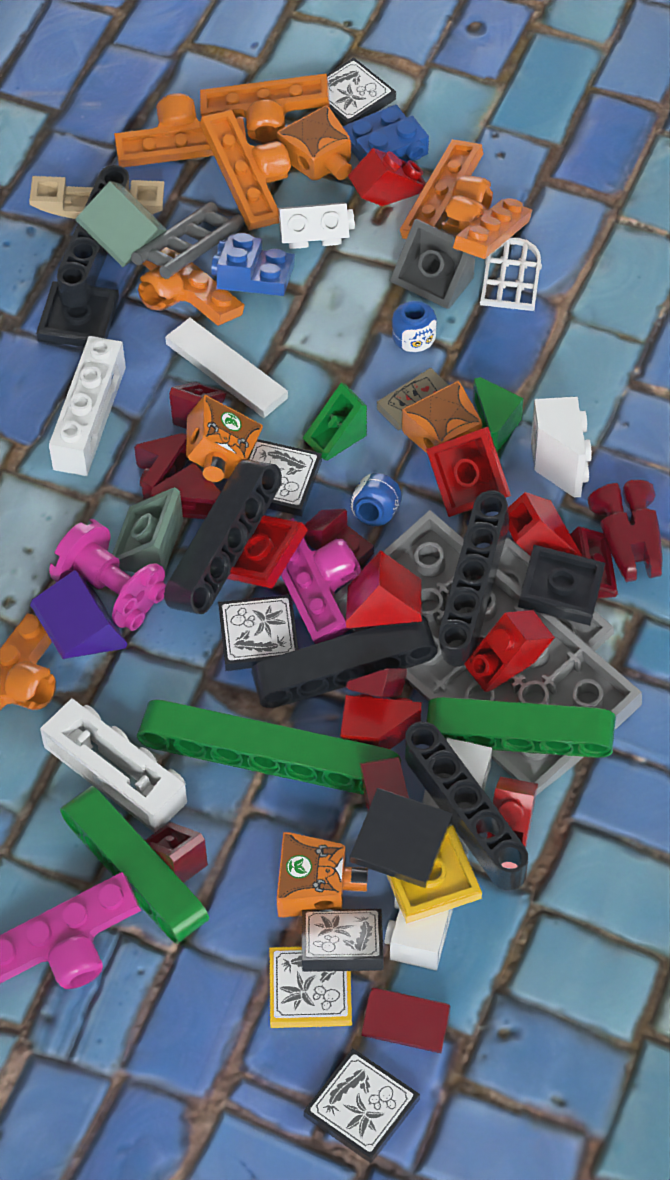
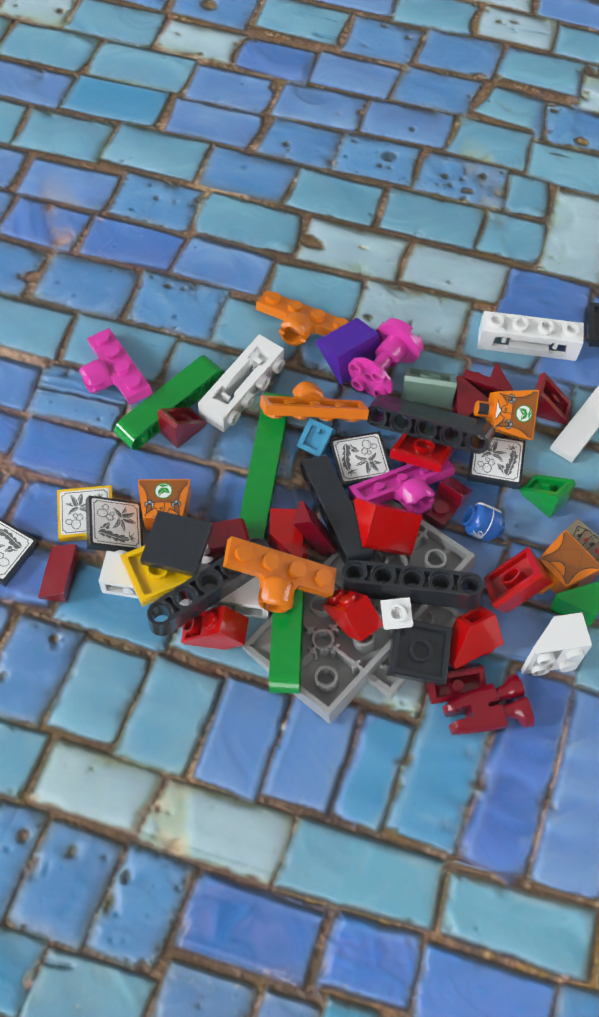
camera: 80 degrees right, 5 degrees up
(181, 670) = (311, 402): none -> orange plate
(219, 678) = (316, 436): none -> dark azure bracket
(463, 714) = (278, 573): none -> orange plate
(516, 592) = (396, 613): none -> white bracket

